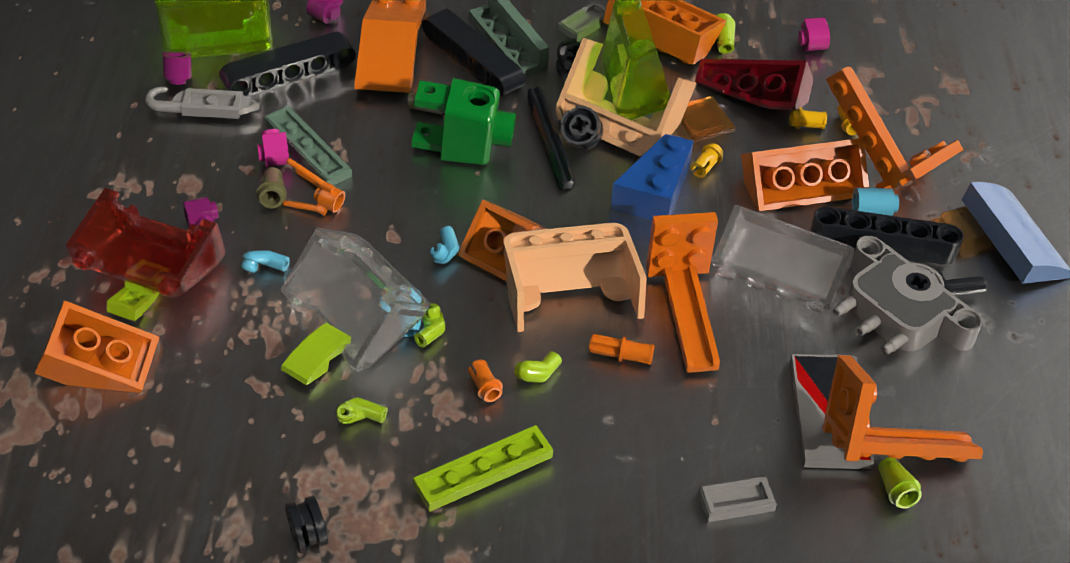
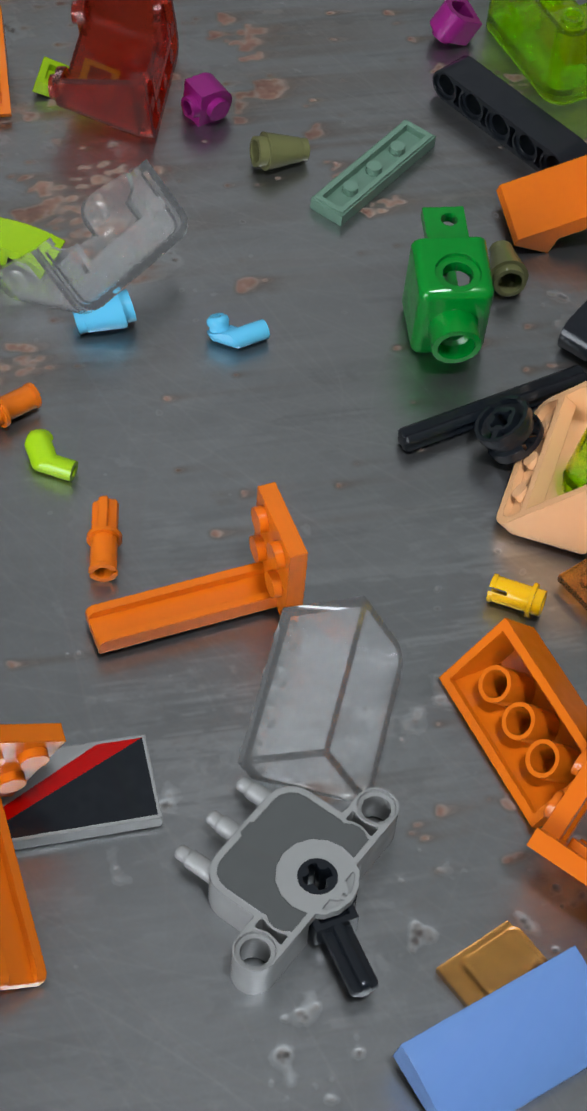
camera: 75 degrees right, 5 degrees up
(203, 103) = (405, 61): light grey plate -> none
(266, 258) = (158, 162): medium azure arm -> none
(274, 148) = (344, 137): dark pink plate -> none
(326, 194) = (280, 204): orange plant -> none
(433, 326) = (95, 344): lime arm -> none
(486, 237) = (258, 382): orange slope -> none
(572, 260) = (224, 428): light nougat windscreen -> none
(654, 179) = (442, 533): blue wedge -> none
(875, 200) = (500, 822): medium azure brick -> none
(908, 237) = (431, 862): black beam -> none

